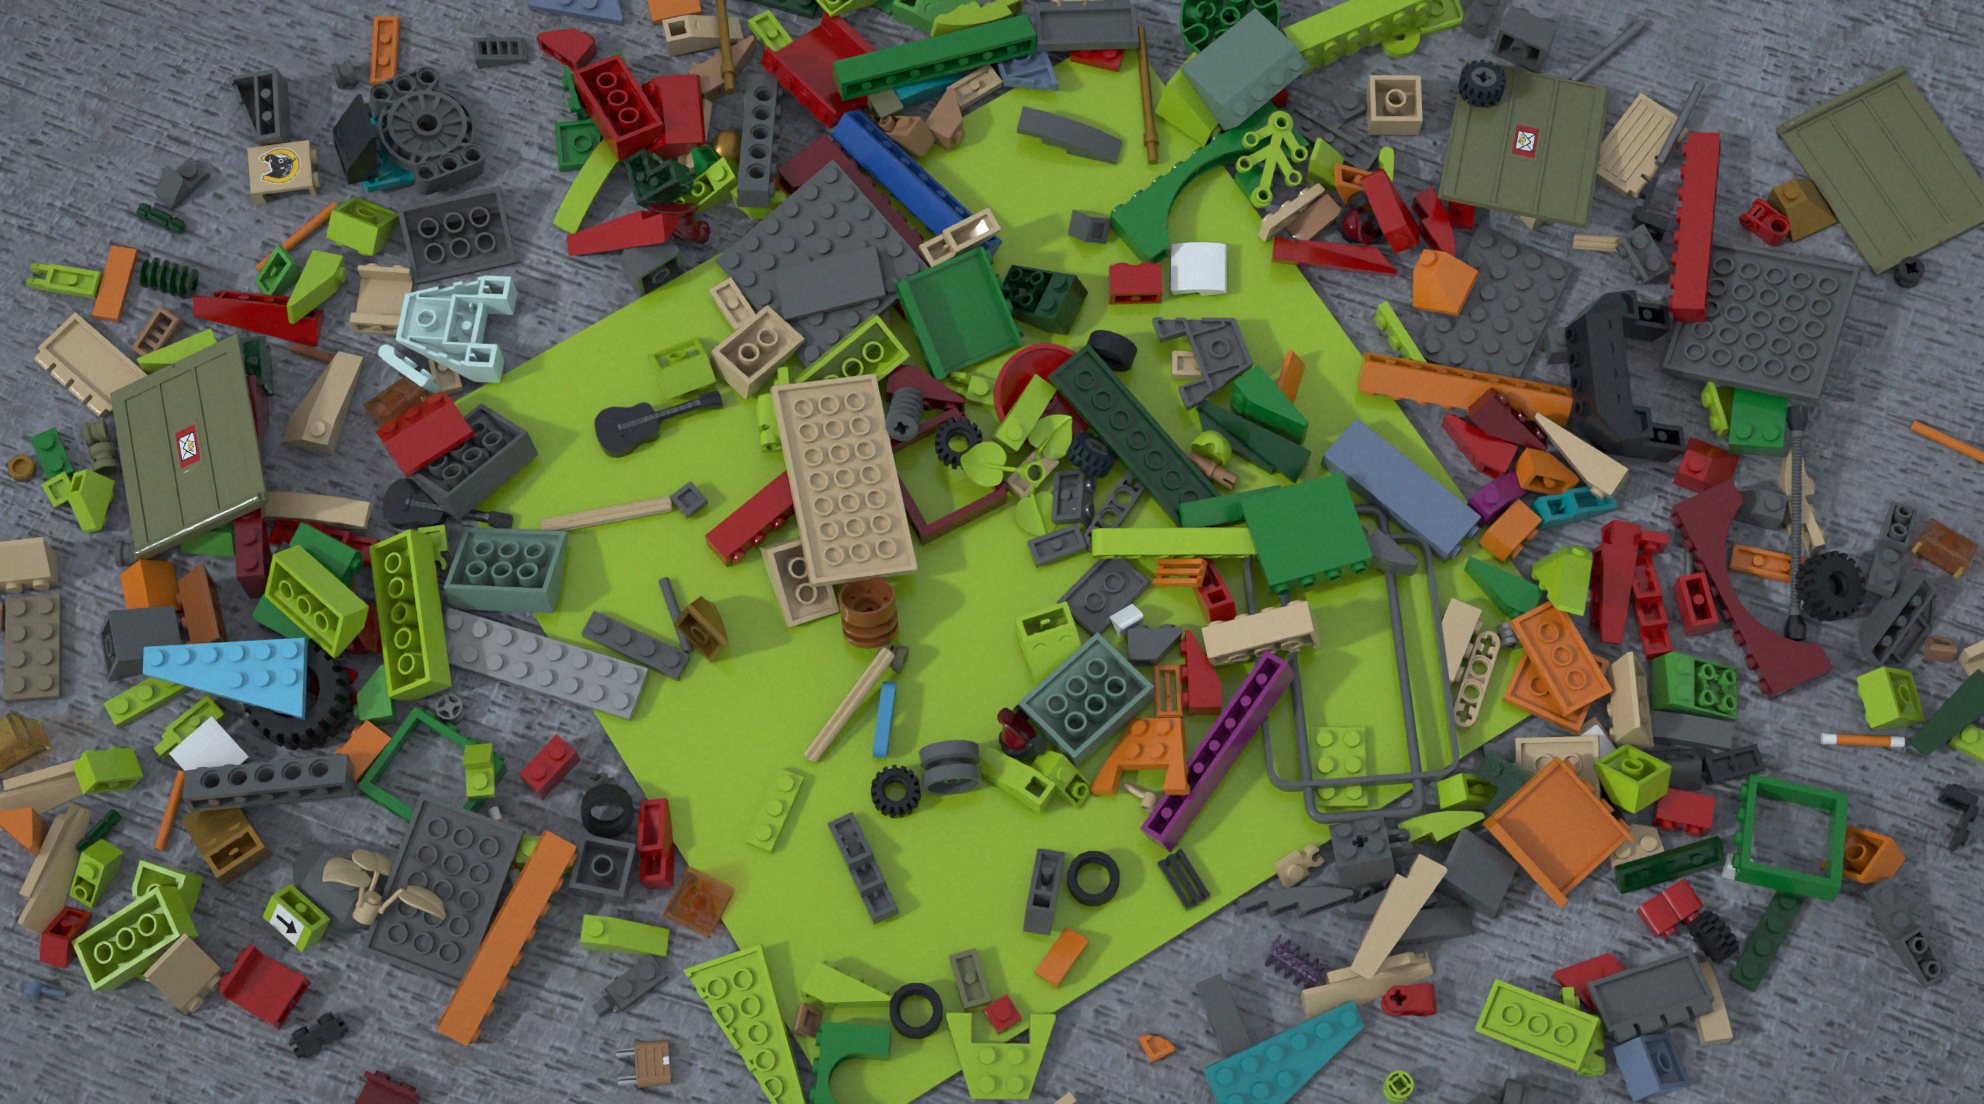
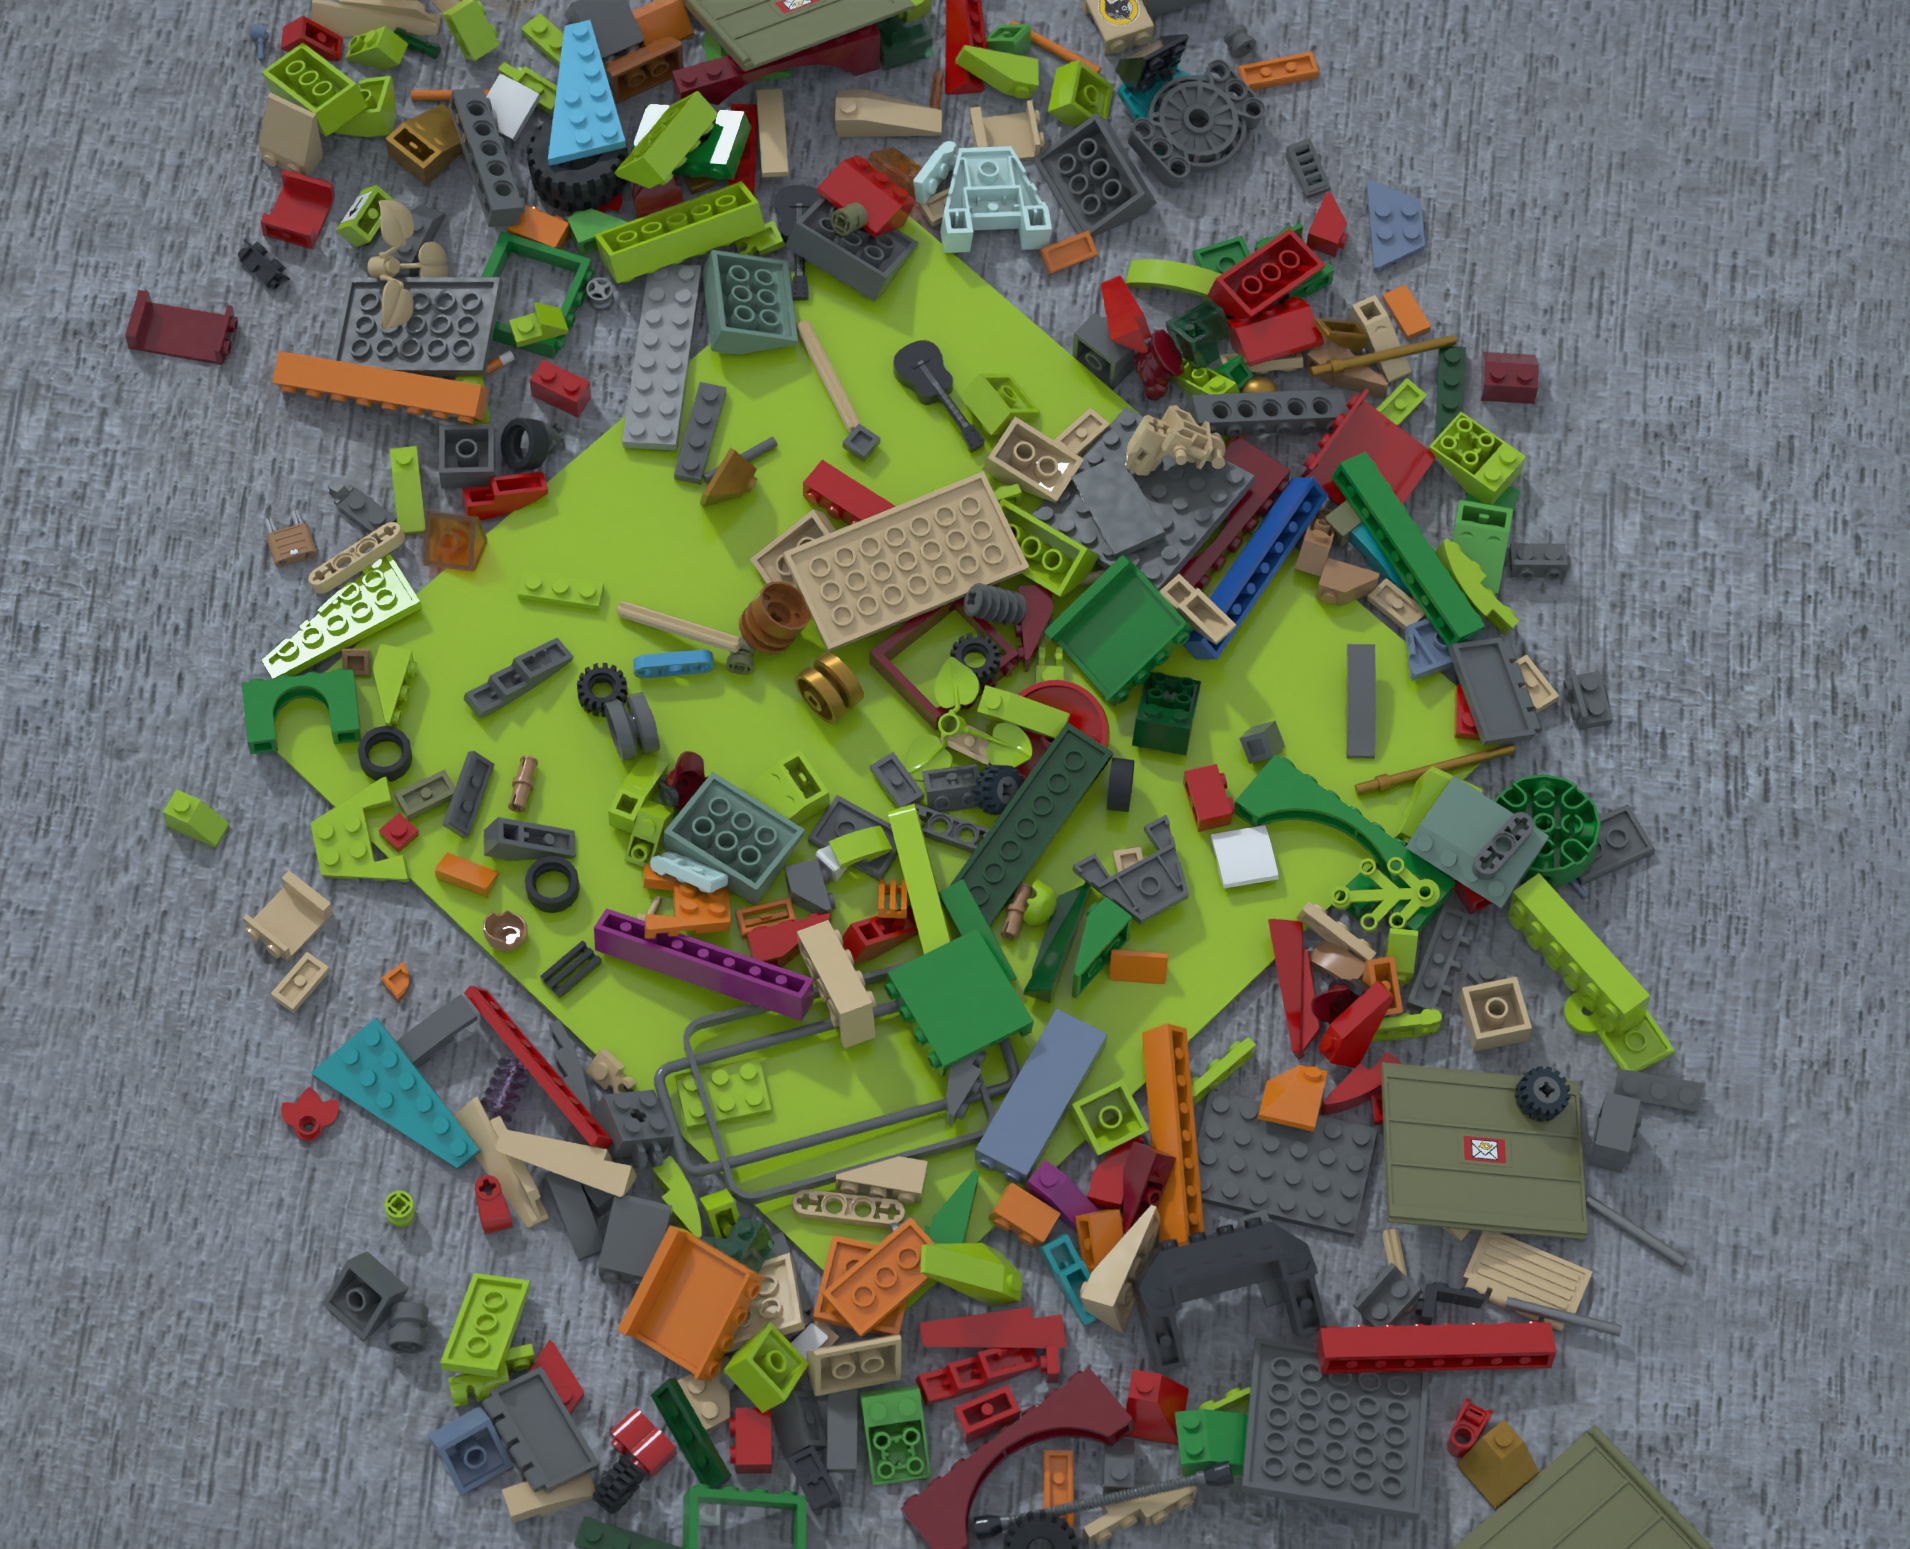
camera: 75 degrees right, 5 degrees down
(453, 450) = (849, 218): none -> olive wheel
(528, 275) = (1068, 252): none -> orange tile
(683, 1002) = (323, 577): none -> tan beam
(692, 57) = (1344, 333): none -> pearl gold slope
(781, 211) = (1173, 435): none -> tan piece
(952, 580) = (829, 687): none -> pearl gold wheel
(979, 885) = (523, 784): none -> medium nougat pin
(980, 938) = (468, 794): none -> dark grey tile
(1114, 746) = (689, 871): none -> light aqua hinge
(1123, 588) = (860, 845): none -> lime slope
(1135, 930) = (505, 930): none -> medium nougat hair
(1260, 33) = (1502, 858): none -> dark grey beam
(1287, 925) = (539, 1067): none -> red tile
(1435, 436) = (1108, 1117): none -> lime slope

